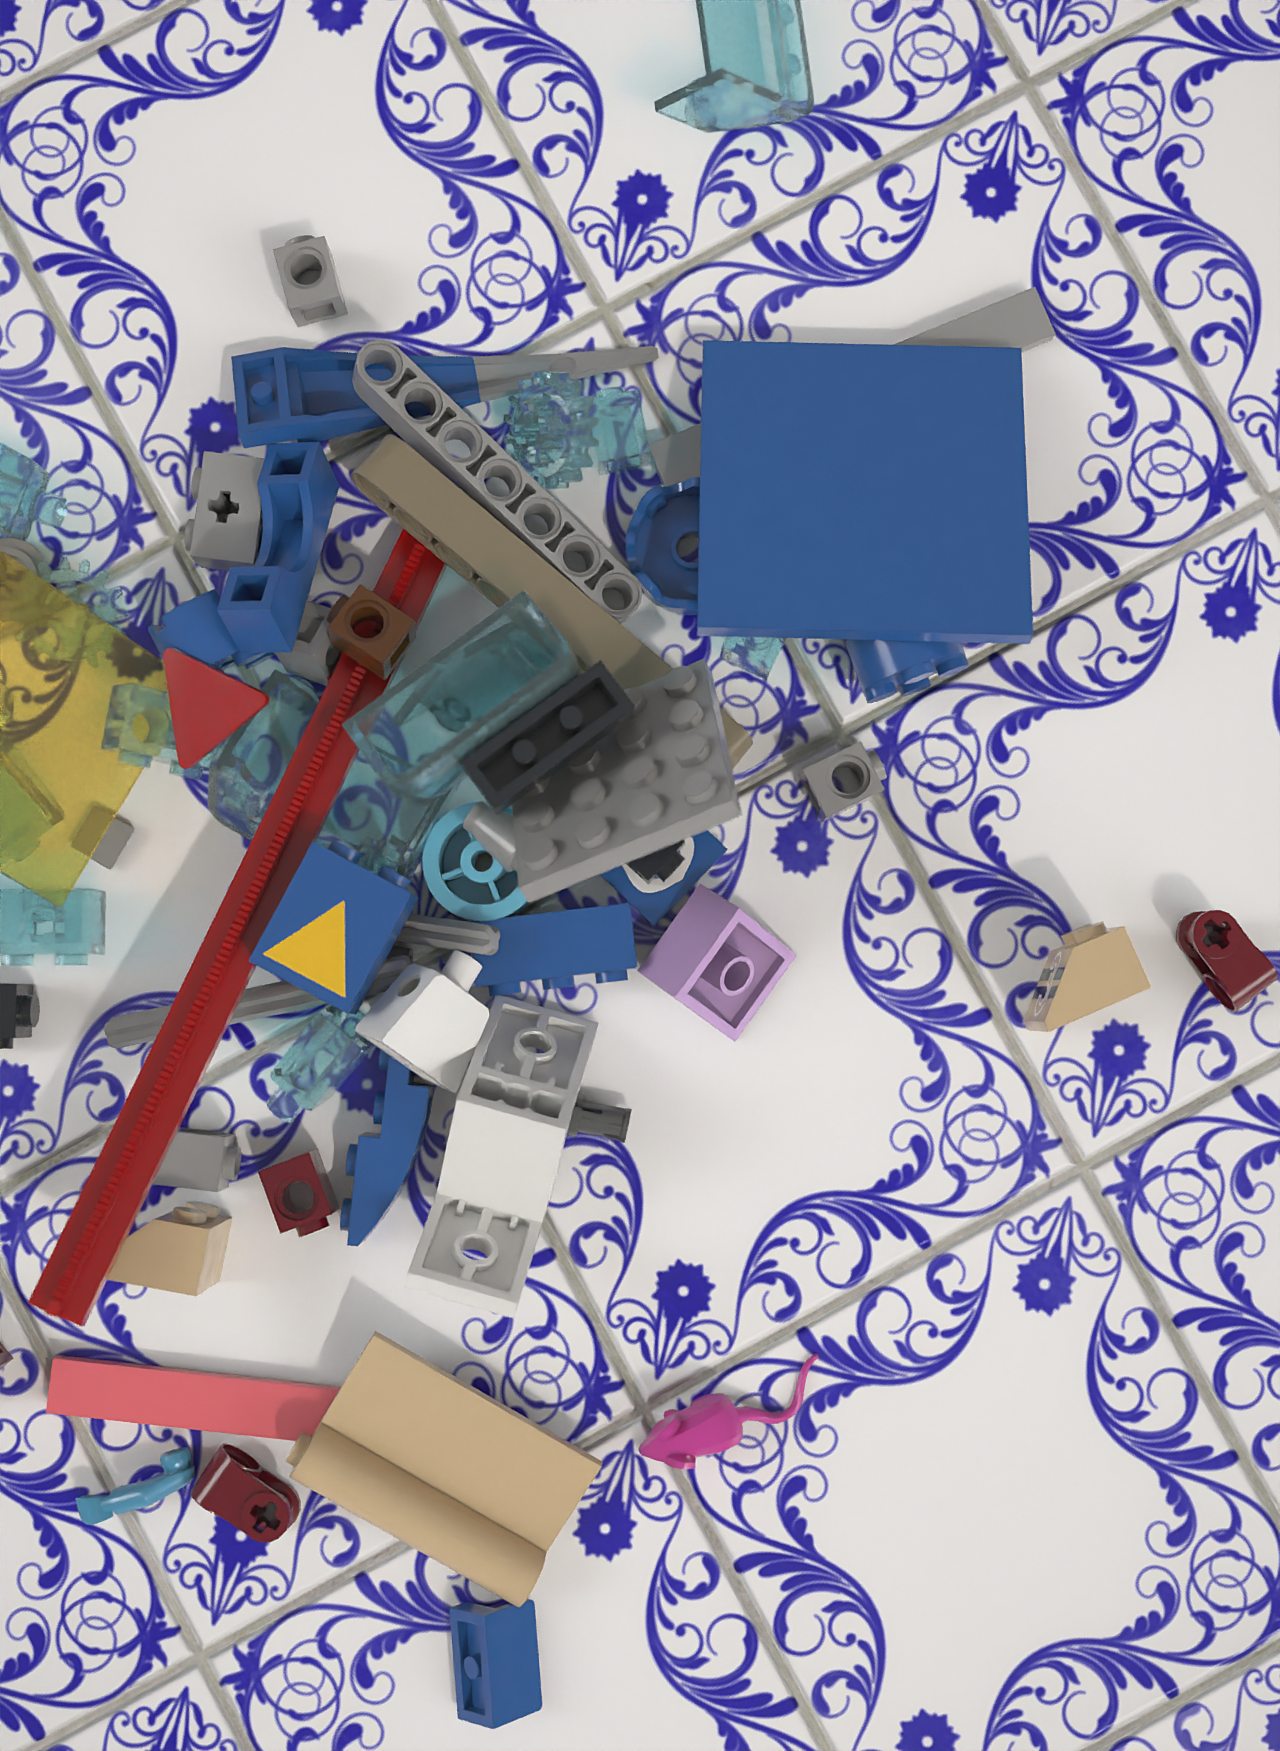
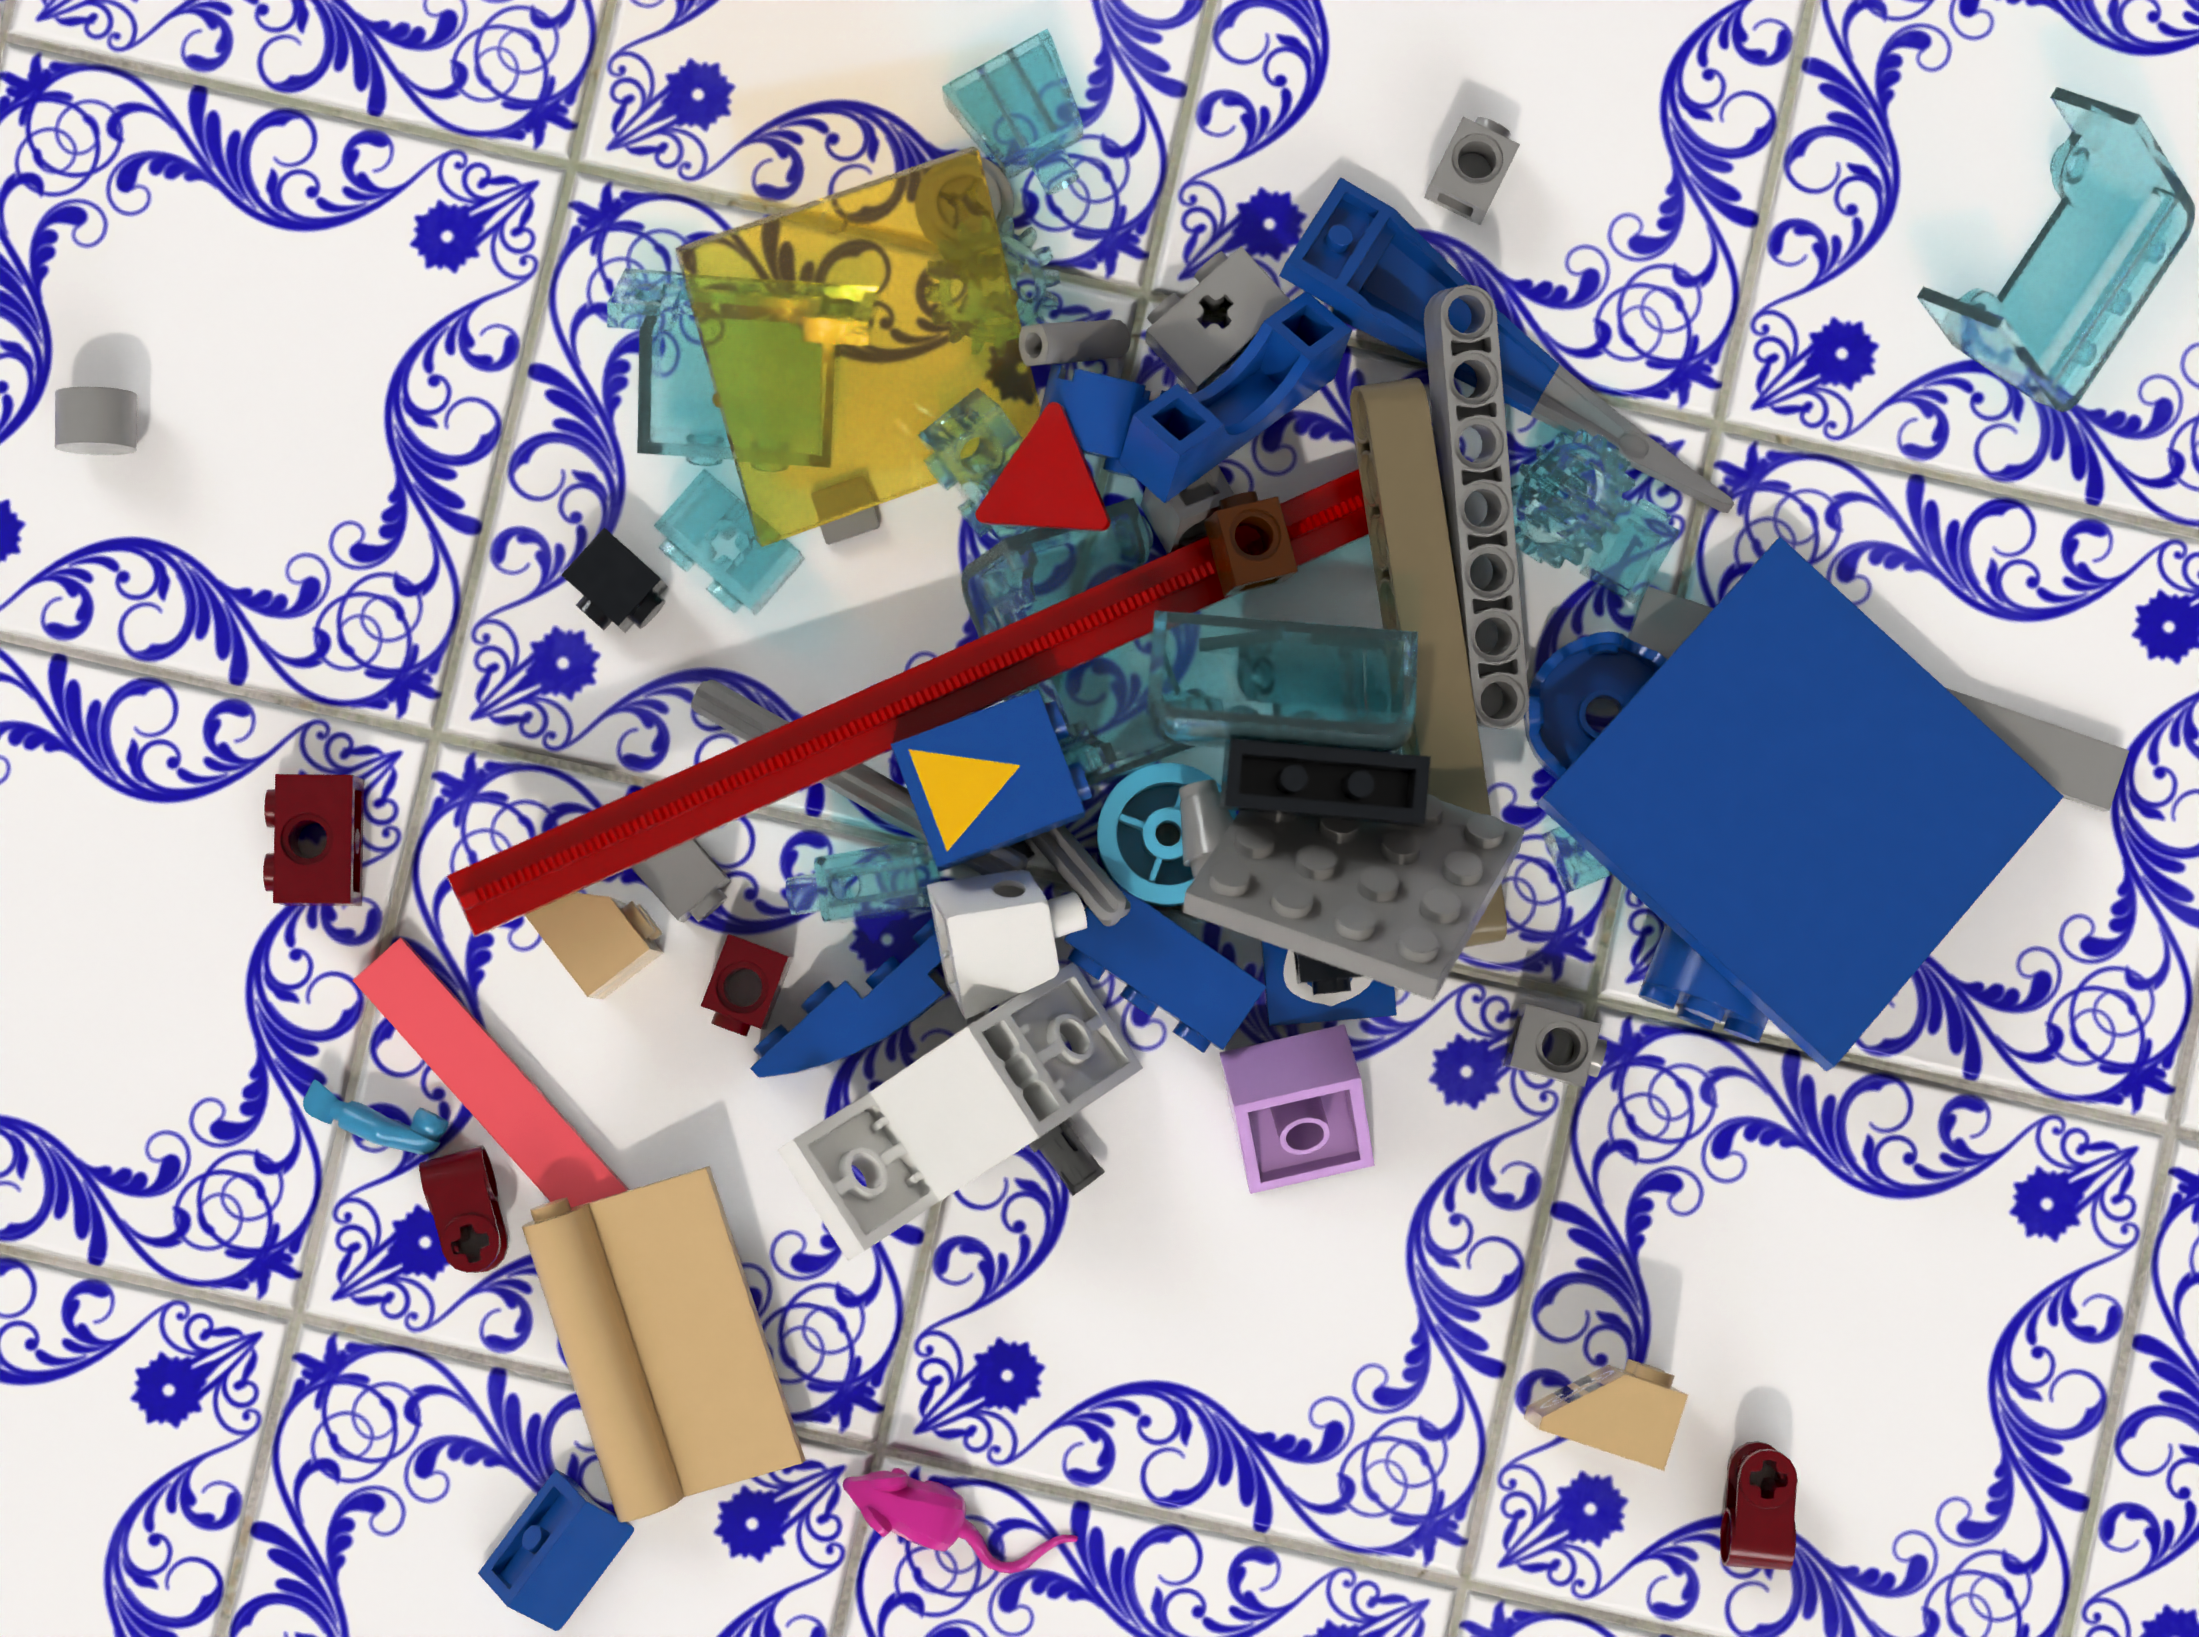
camera: 35 degrees right, 0 degrees up
(149, 603) = (1073, 342): none -> light grey bar

